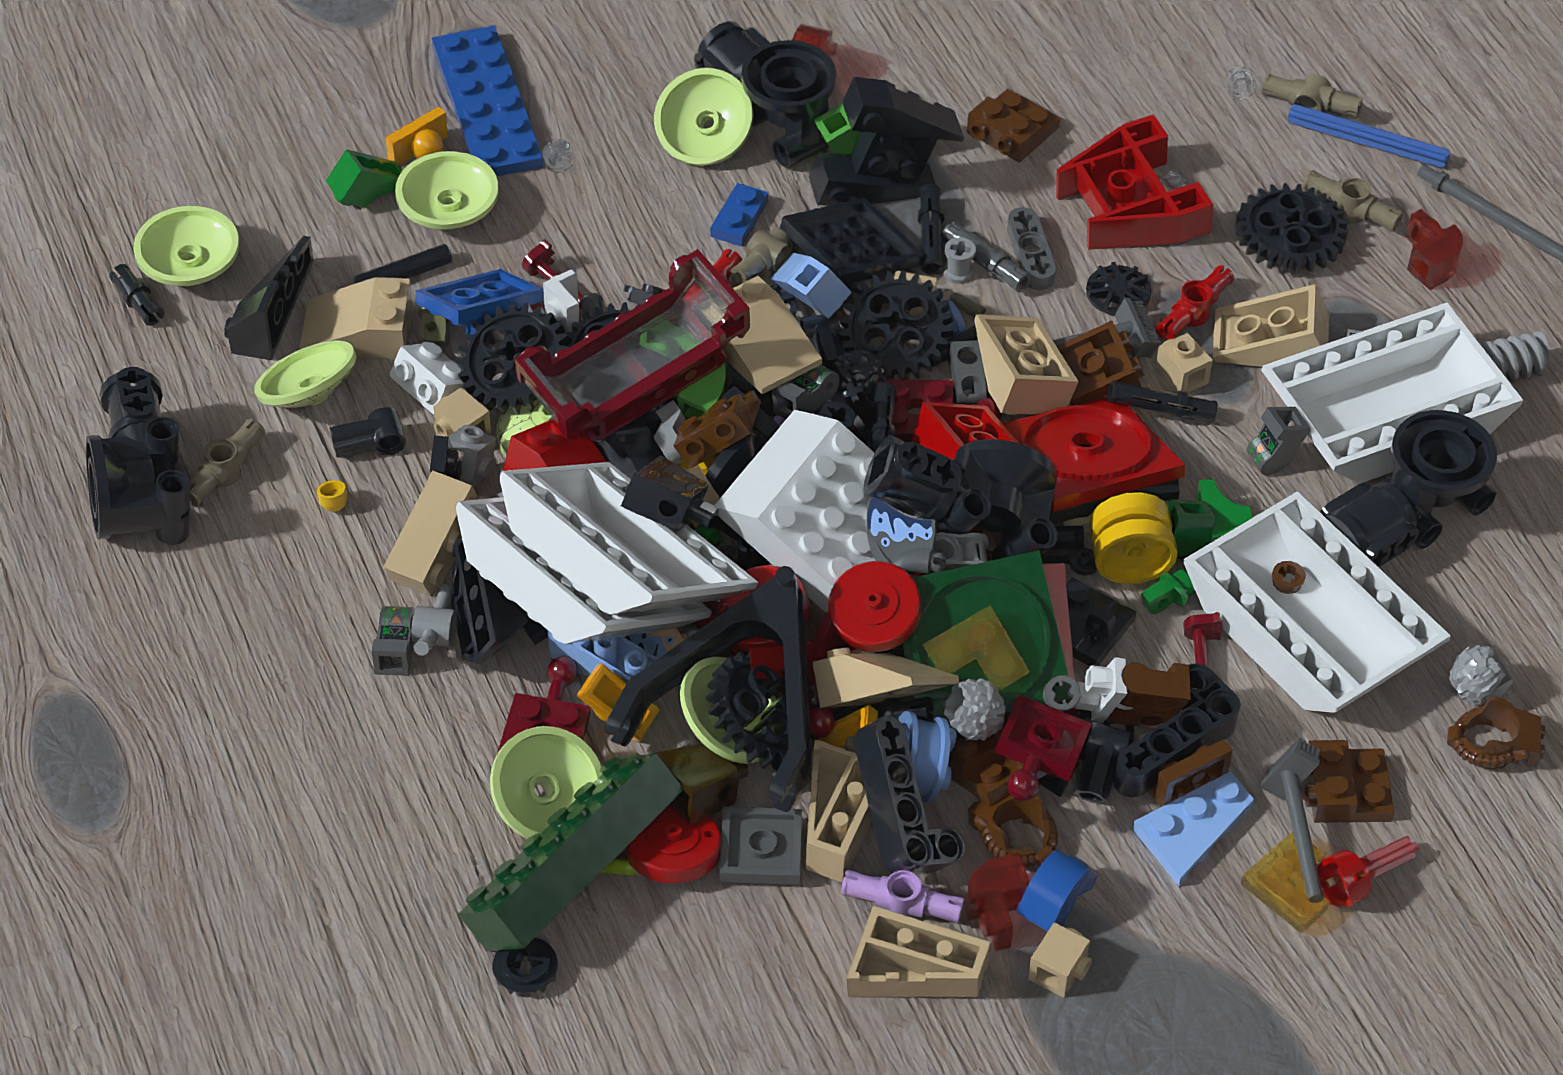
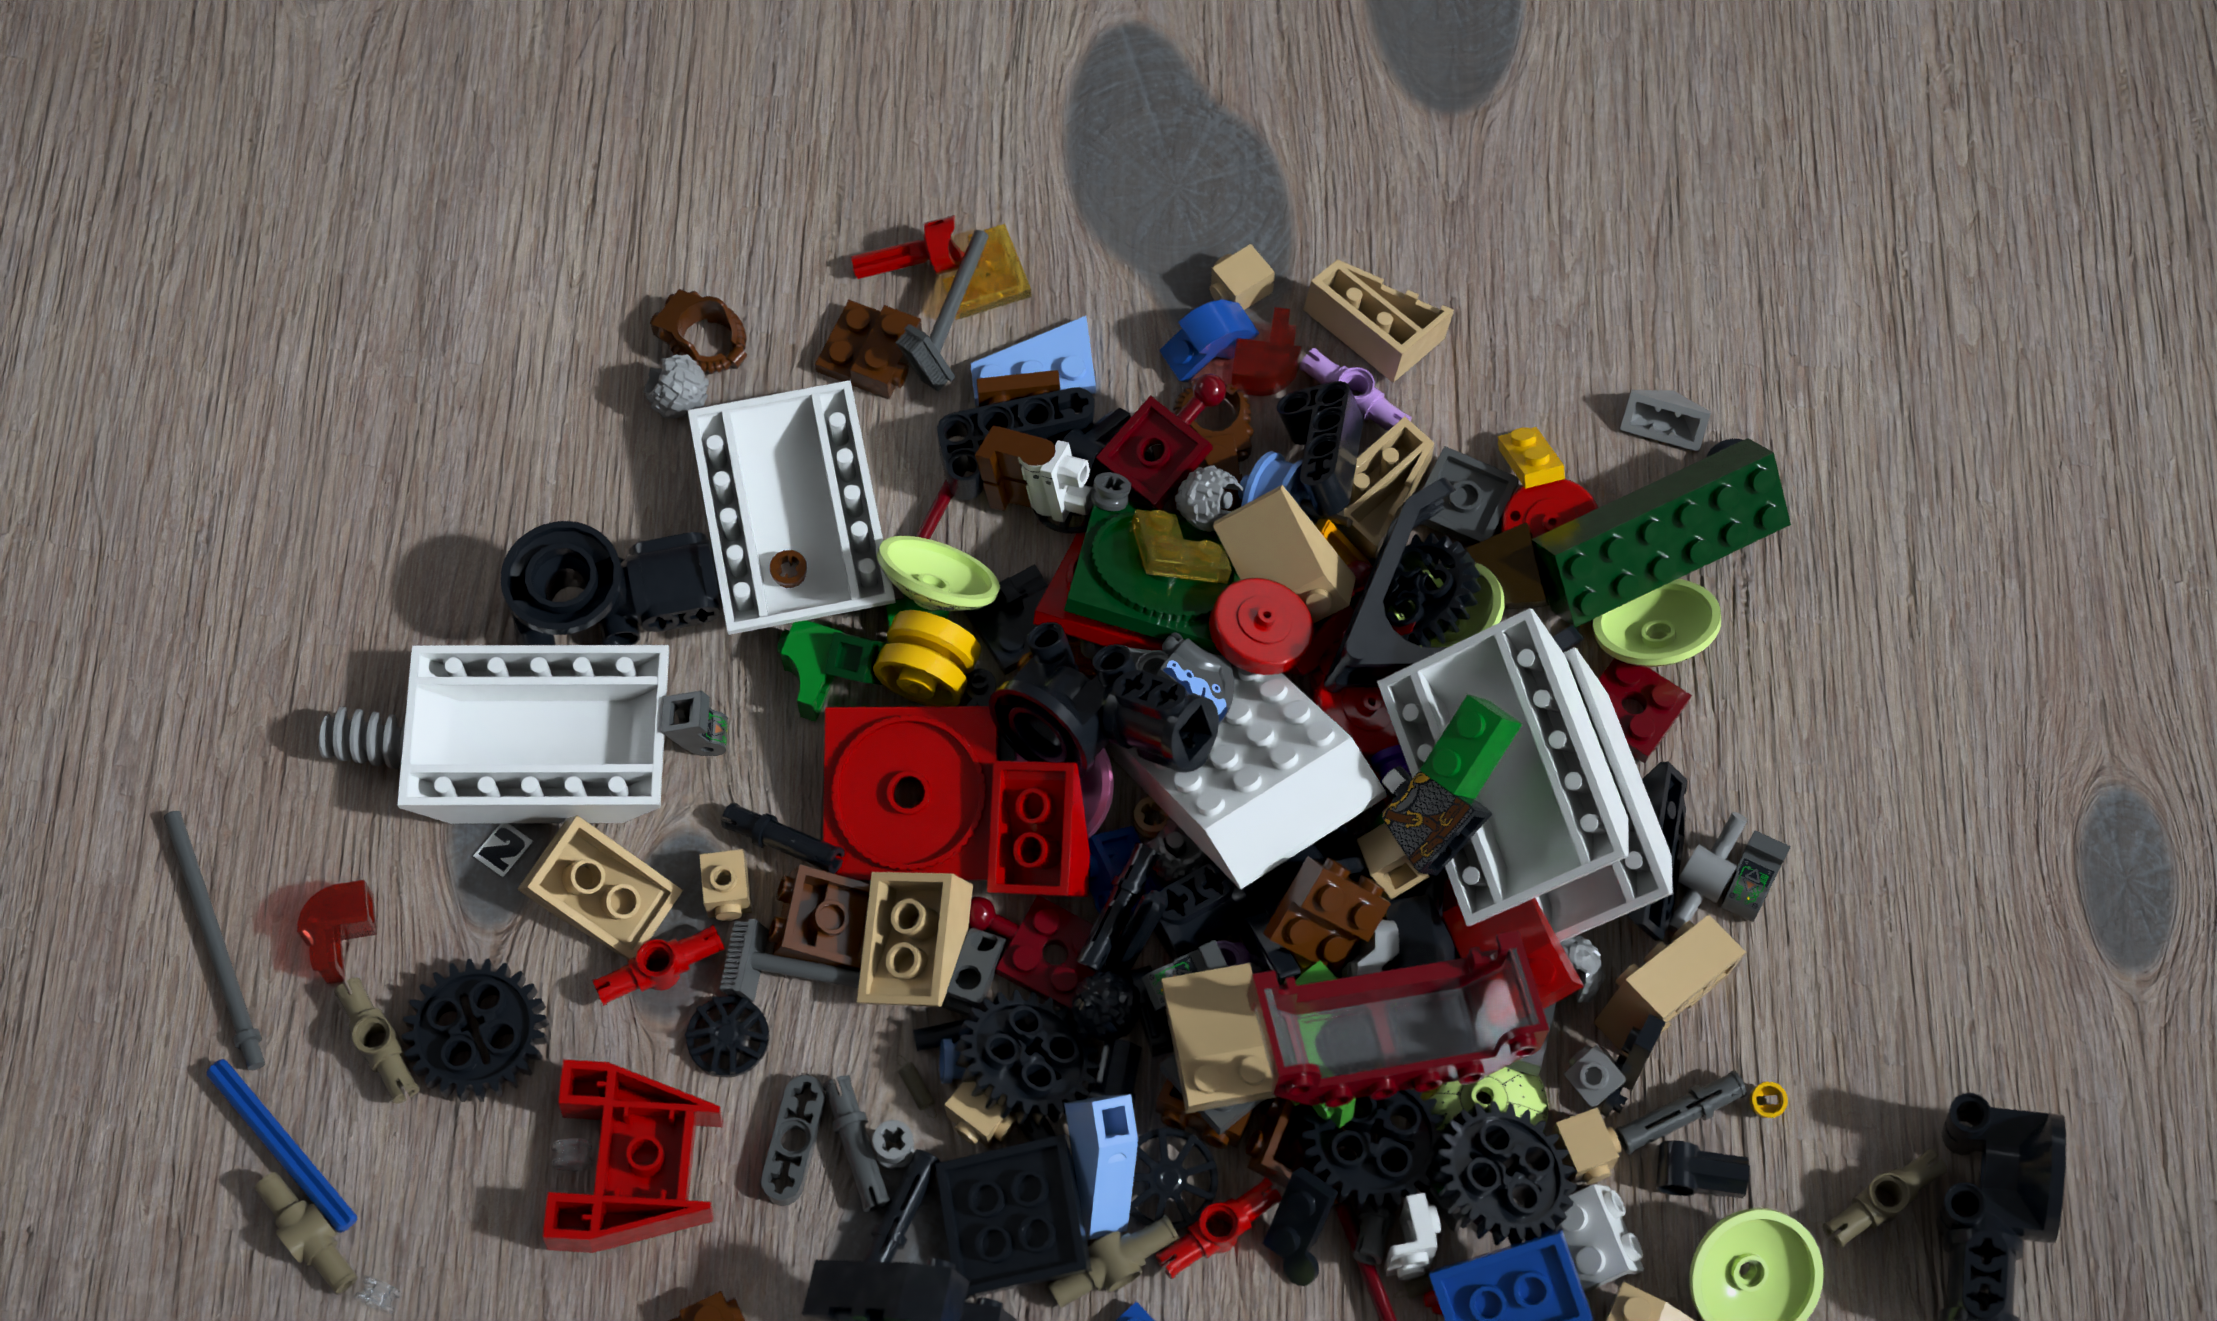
camera: 155 degrees left, 15 degrees up
(385, 476) = (1726, 1088): none -> dark grey pin
(609, 993) = (1666, 418): none -> light grey slope
(656, 515) = (1471, 747): none -> green brick
(717, 890) = (1531, 457): none -> yellow plate
(1169, 609) = (937, 574): none -> yellowish green dish

